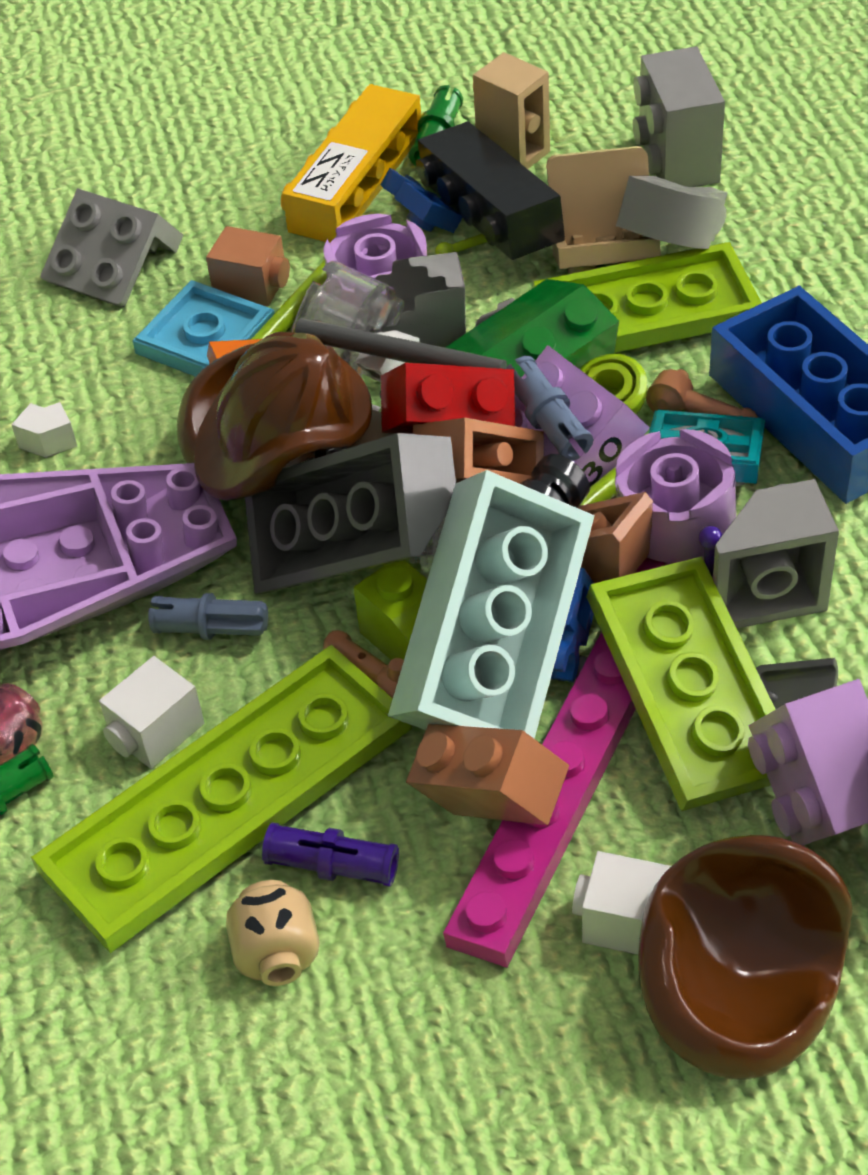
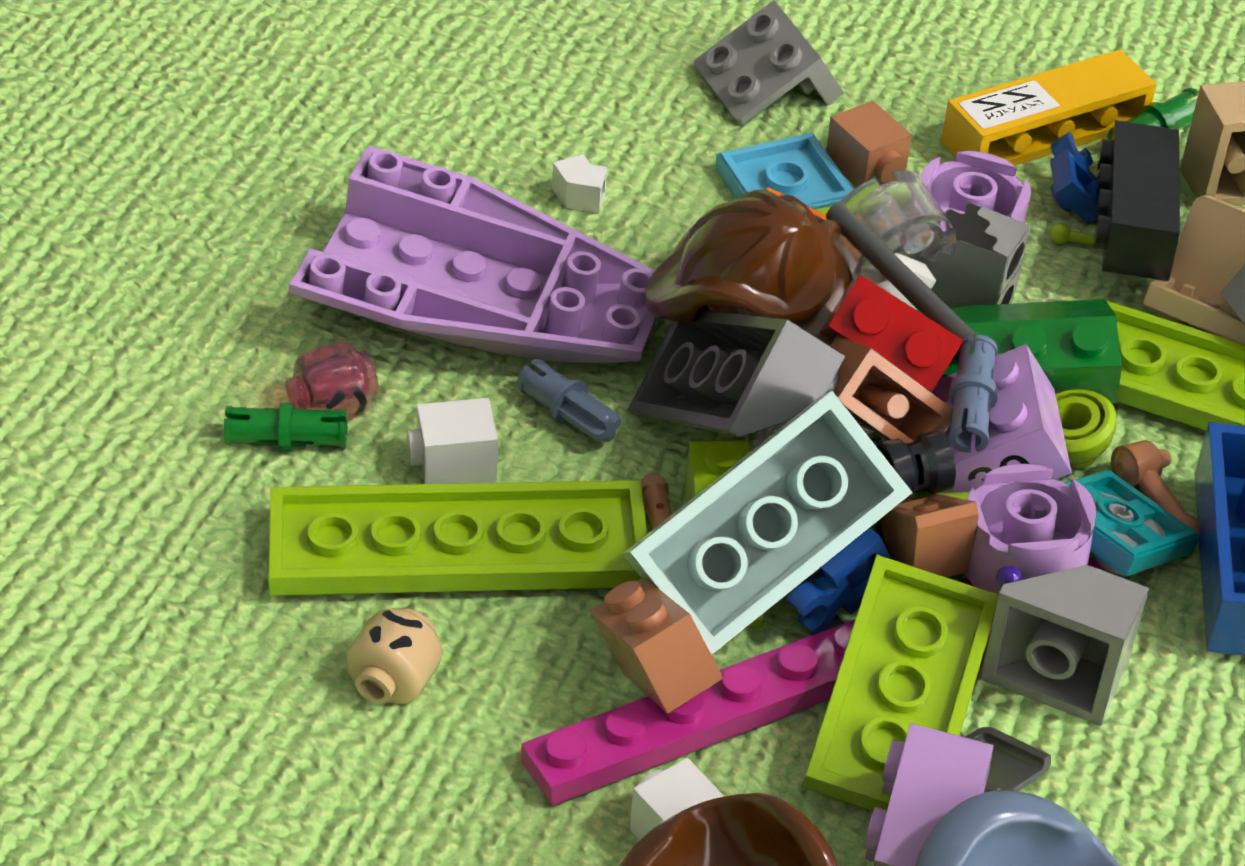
camera: 30 degrees right, 5 degrees down
(330, 854) = (492, 633): dark purple pin -> none

